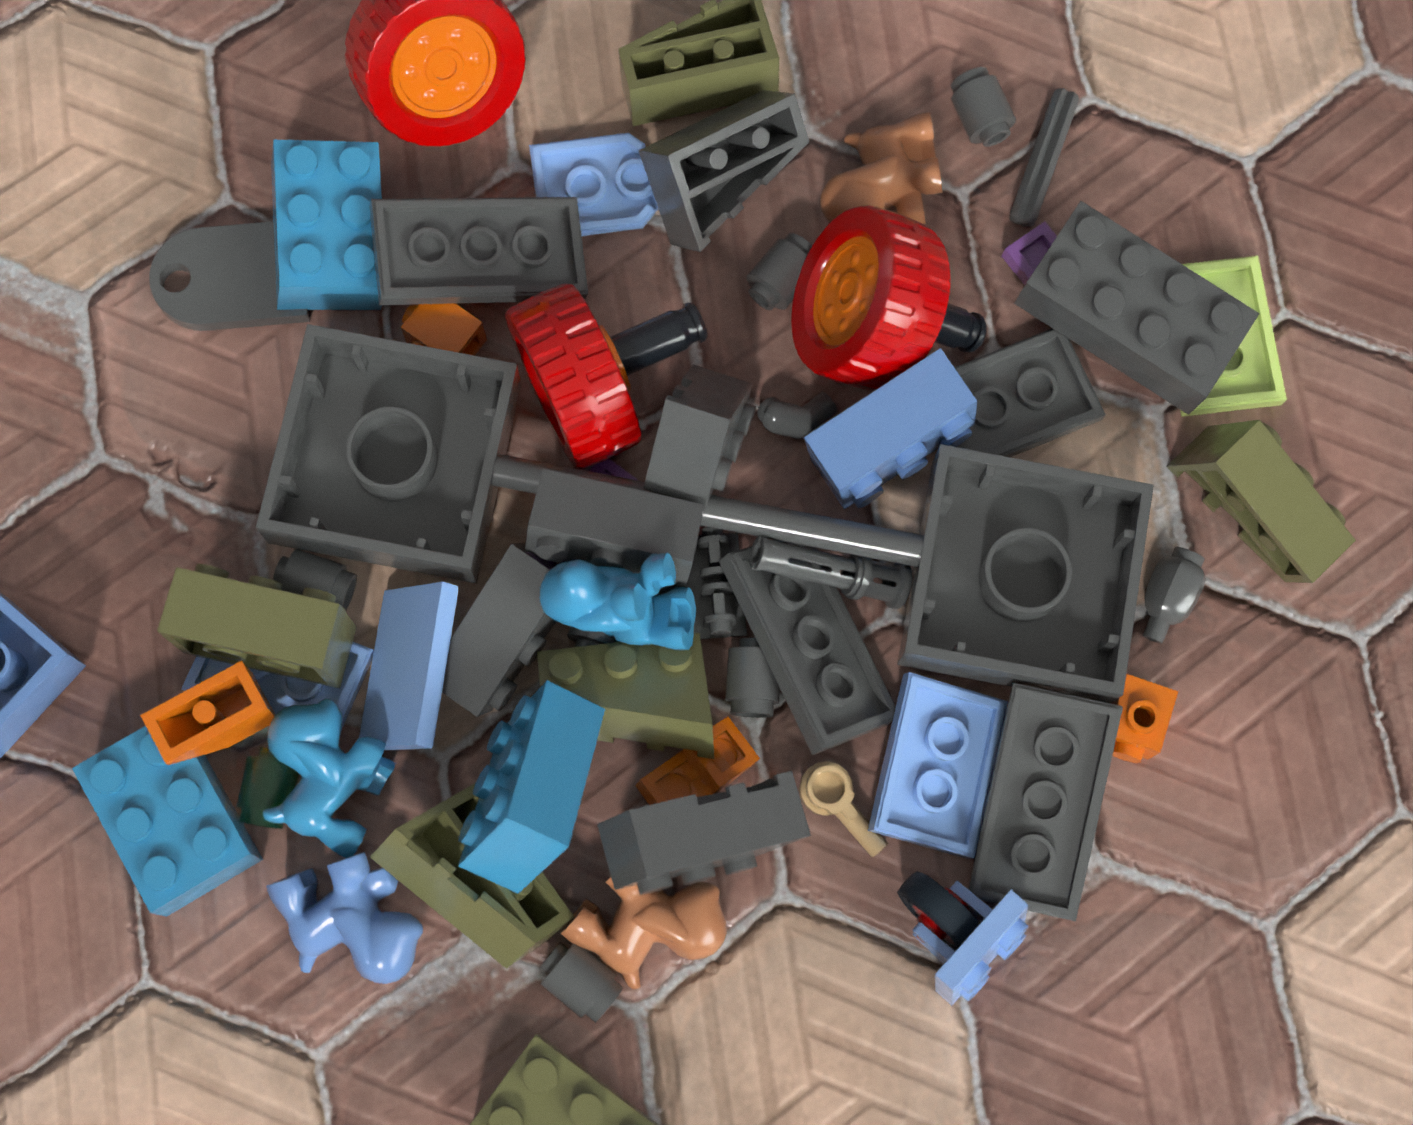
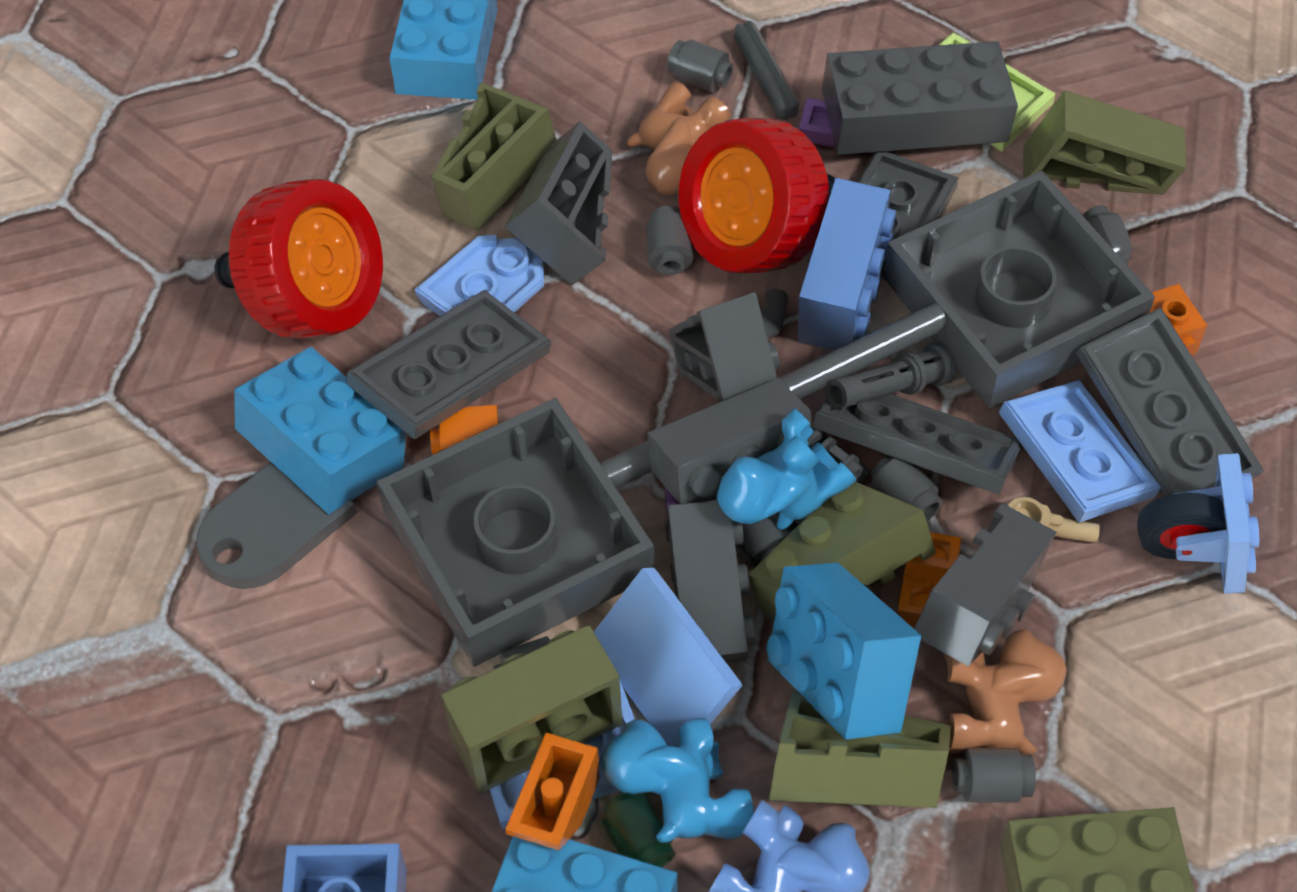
camera: 35 degrees left, 20 degrees down
(585, 372) = (606, 368): red wheel -> none

